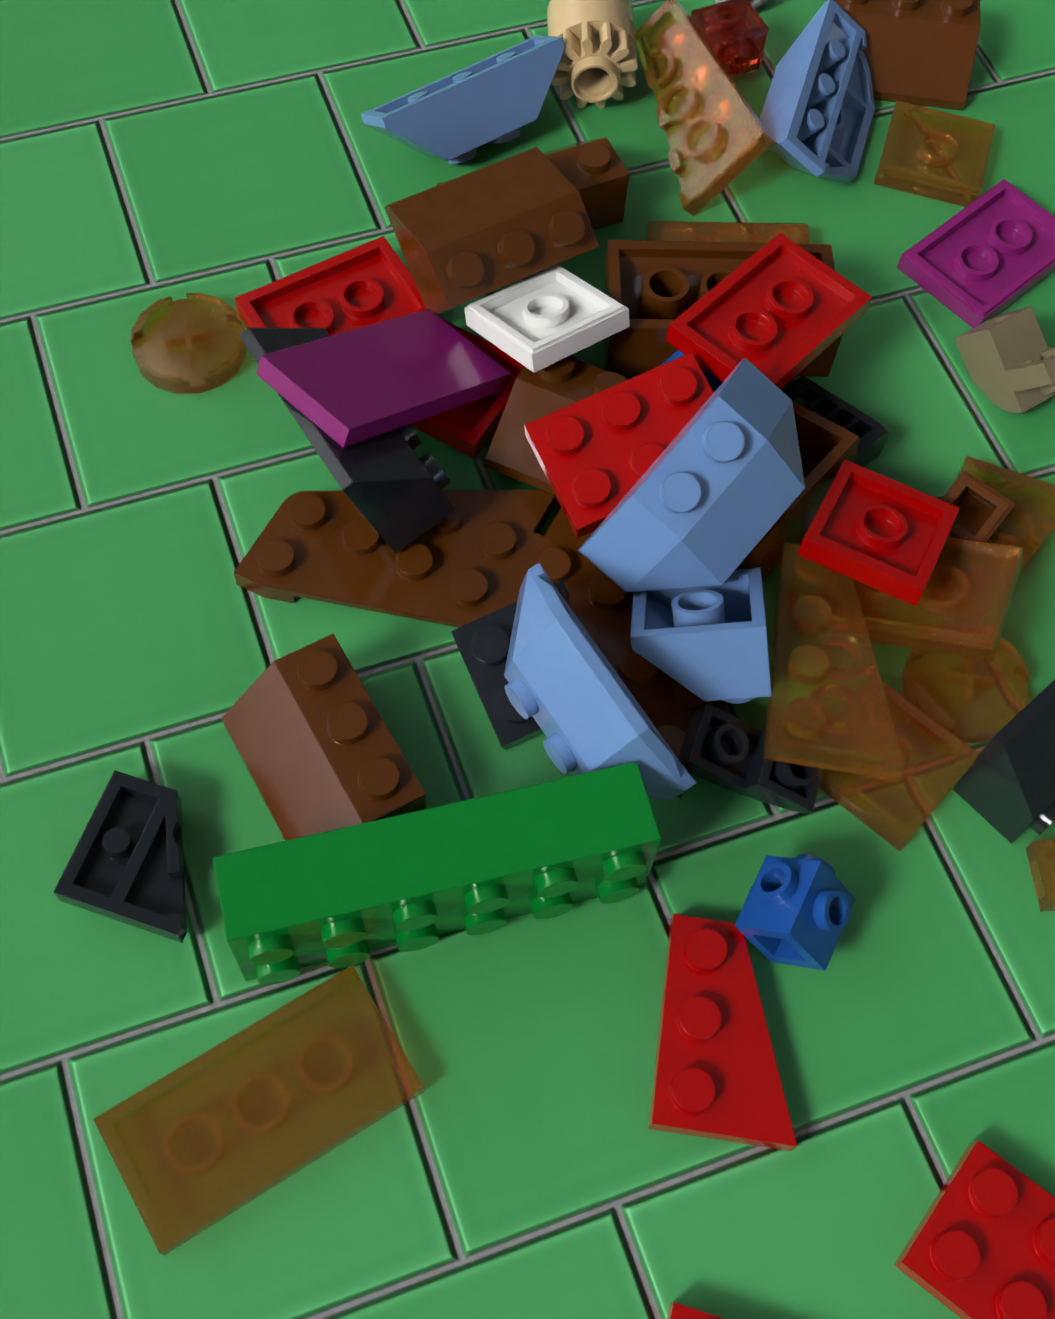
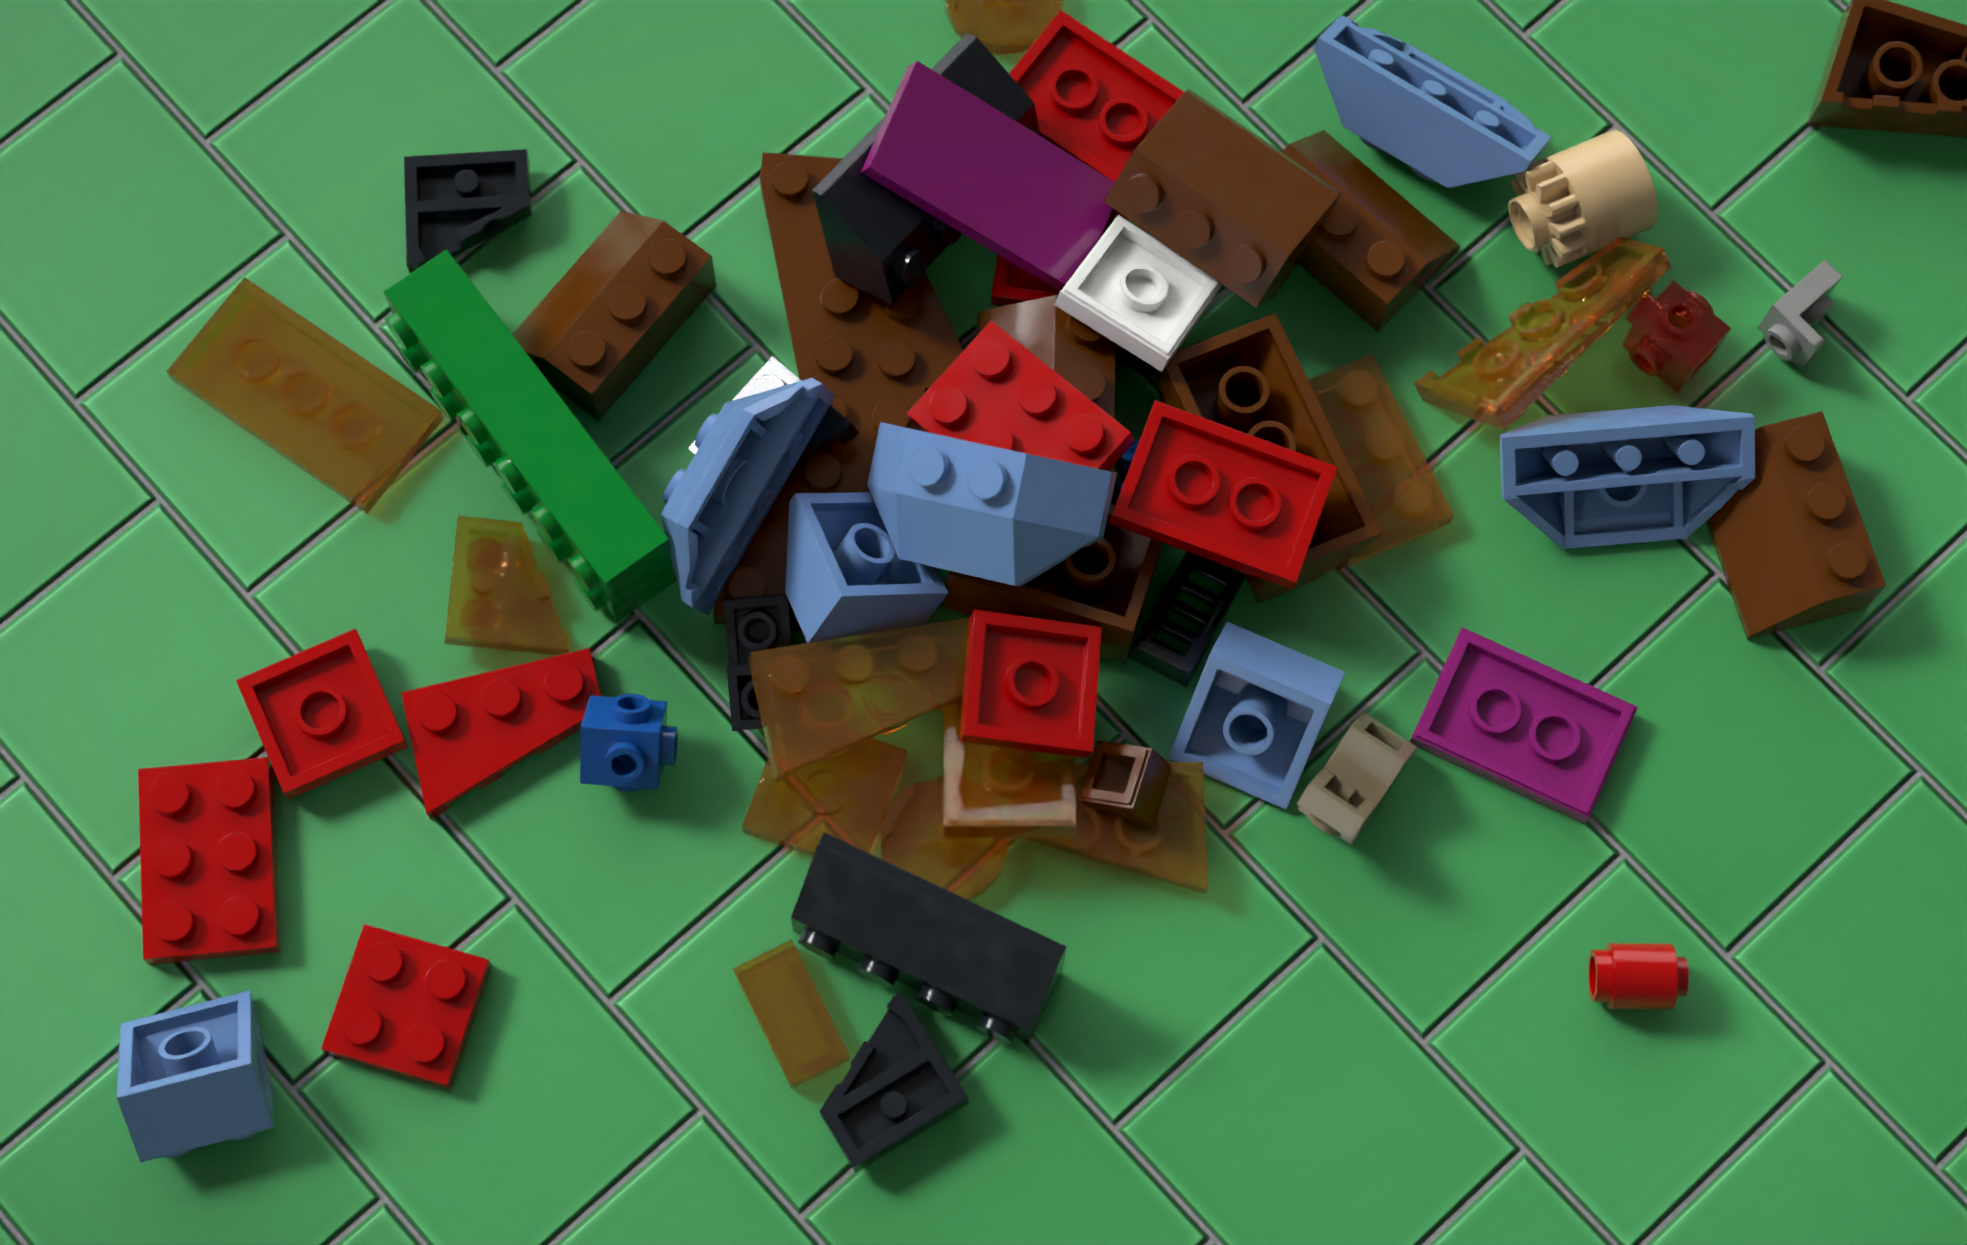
camera: 70 degrees right, 10 degrees up
(575, 980) = (499, 592): none -> clear orange wing
(645, 1221) = (321, 714): none -> red plate
(934, 154) = (1647, 624): clear orange tile -> none
(936, 403) = (1256, 714): none -> medium blue slope

